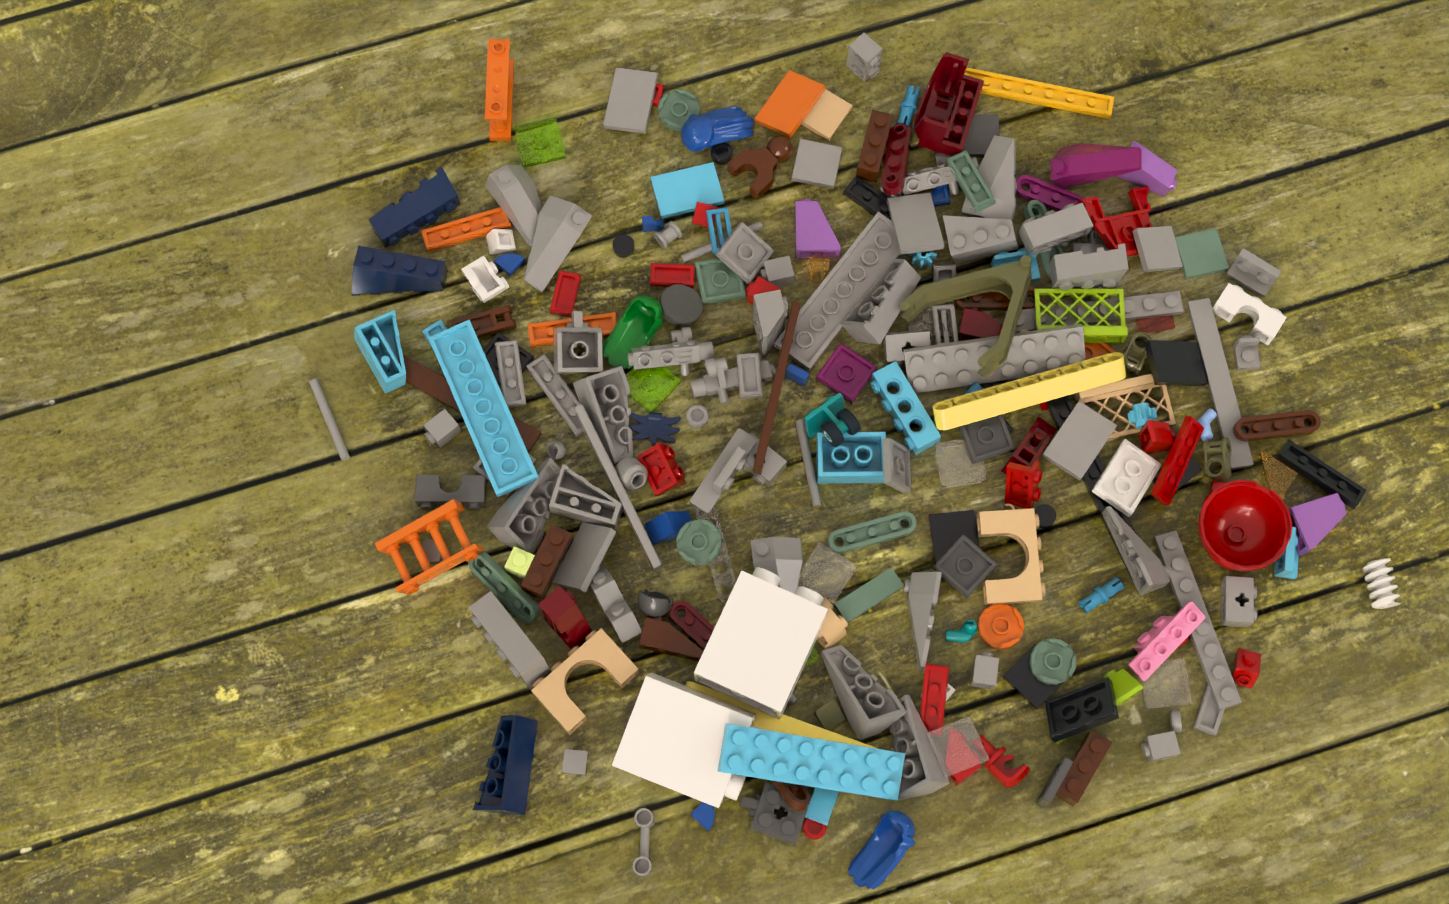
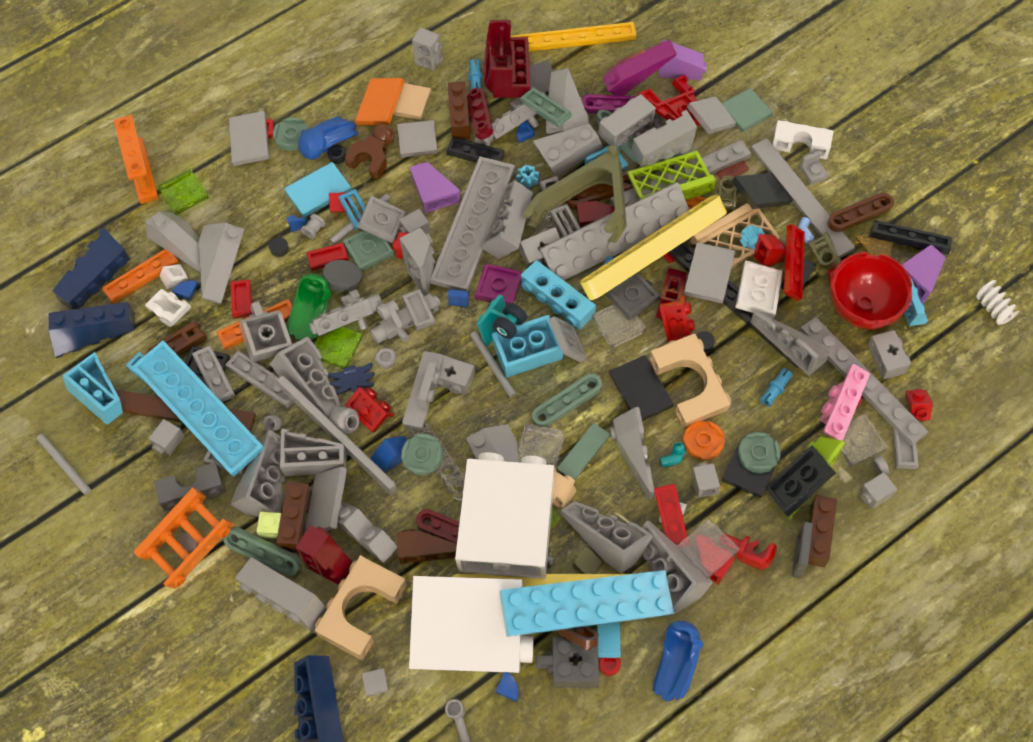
camera: 15 degrees left, 10 degrees down
(654, 603) = (400, 520): dark grey hair -> none
(776, 387) = (450, 365): reddish brown tile -> none
(817, 264) = (444, 211): clear yellow tile -> none
(915, 223) = (513, 154): light grey tile -> none
(965, 566) = (656, 400): dark grey tile -> none
(1253, 272) = (793, 108): light grey bracket -> none

